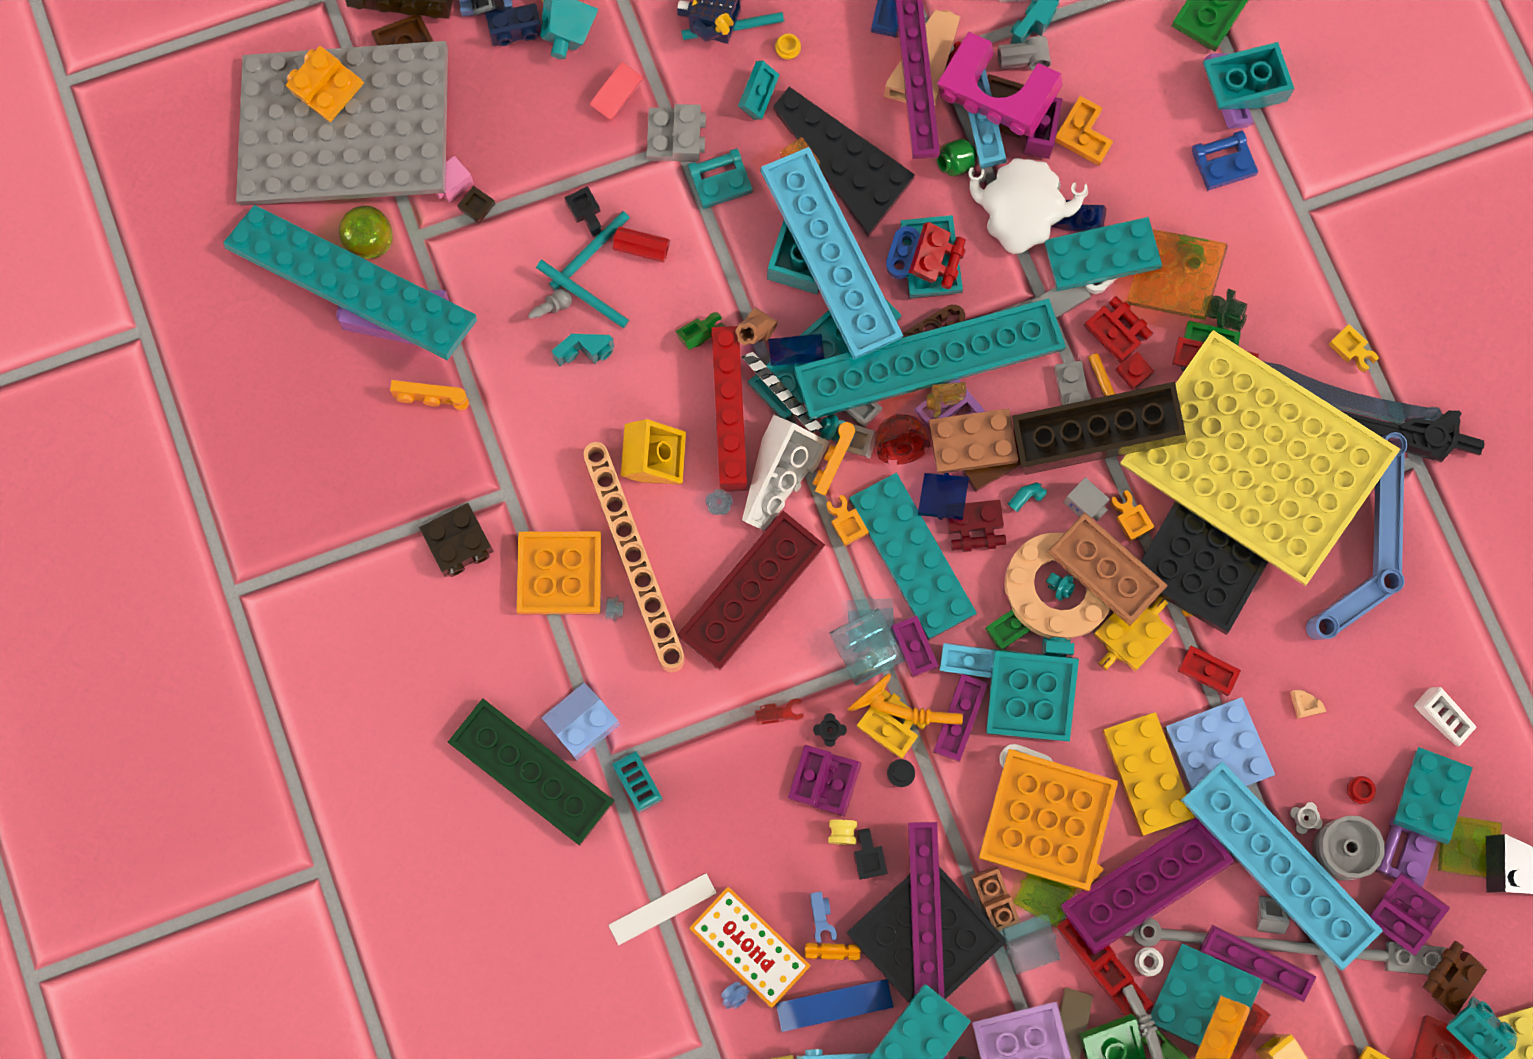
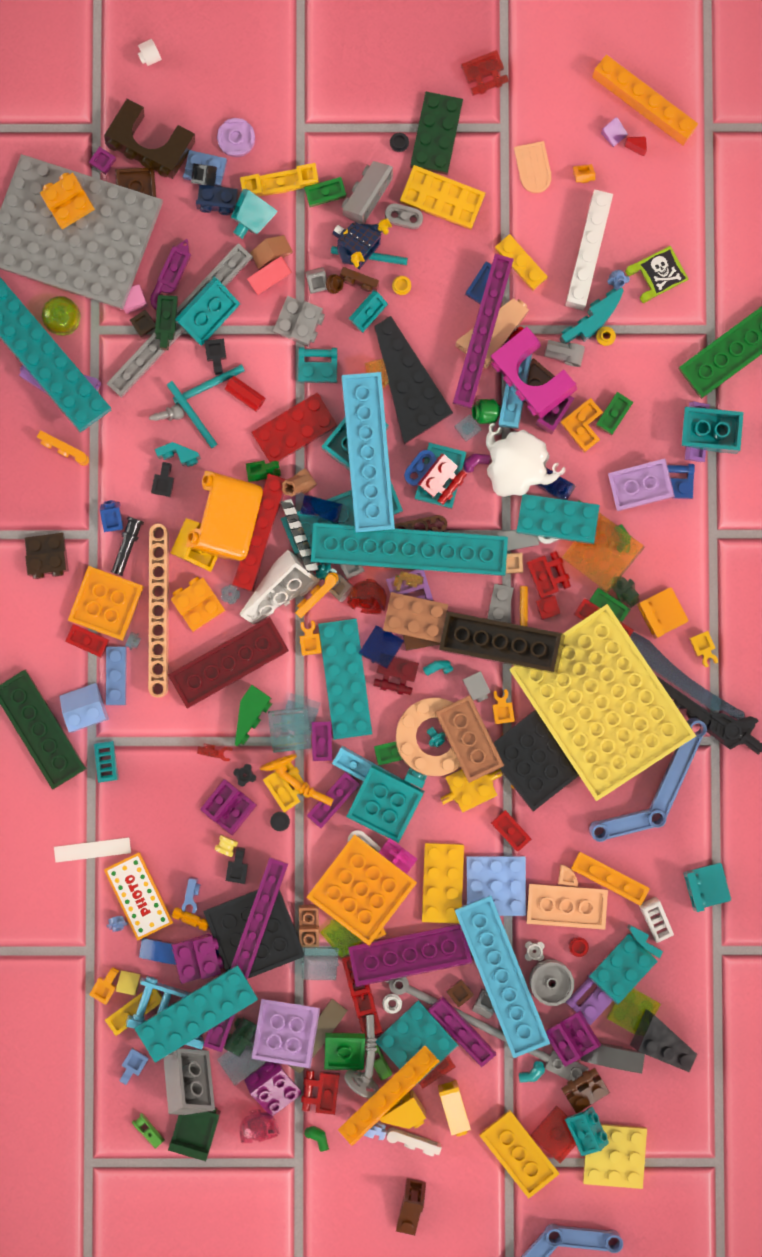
camera: 25 degrees right, 10 degrees up
(350, 27) = (102, 160): none -> magenta plate
(490, 133) = (172, 271): none -> magenta plate
(506, 186) = (165, 319): none -> dark green hinge
(521, 186) = (151, 350): none -> light grey plate
(525, 458) = (111, 516): none -> blue bracket
(552, 630) = (87, 640): none -> red plate
(555, 158) = (207, 311): none -> teal plate
(559, 475) = (130, 535): none -> black pin
(577, 392) = (163, 483): none -> black plate
(604, 61) = (270, 250): none -> nougat slope
(608, 663) = (116, 675): none -> medium blue plate
(679, 77) = (316, 280): none -> light grey slope
(680, 529) = (197, 603): none -> light orange plate
(682, 401) = (227, 517): none -> light orange windscreen
(702, 72) = (334, 283): none -> reddish brown plate
(721, 266) = (294, 428): none -> red plate
(732, 56) = (352, 277): none -> reddish brown plate
(804, 637) = (251, 707): none -> green slope
(864, 998) = (197, 958): none -> magenta plate
(941, 186) = (467, 428): none -> clear light blue plate
(968, 220) = (473, 460): none -> magenta arm
(1066, 25) = (601, 340): none -> yellow plate
(1070, 331) = (514, 563): none -> light nougat tile
(1076, 756) = (398, 855): none -> dark pink hips
(1117, 105) = (614, 413): none -> green plate
(1188, 176) = (641, 485): none -> lavender plate
(1233, 911) = (460, 993): none -> reddish brown plate
(1281, 324) = (662, 612): none -> light orange bracket
(1323, 741) = (567, 906): none -> light nougat plate
(1363, 684) = (610, 878): none -> light orange plate
(1377, 985) = (534, 1074): none -> teal arm
(1439, 745) = (641, 937): none -> teal slope
(1477, 918) = (616, 1058): none -> dark grey slope
(1491, 647) = (707, 886): none -> teal bracket

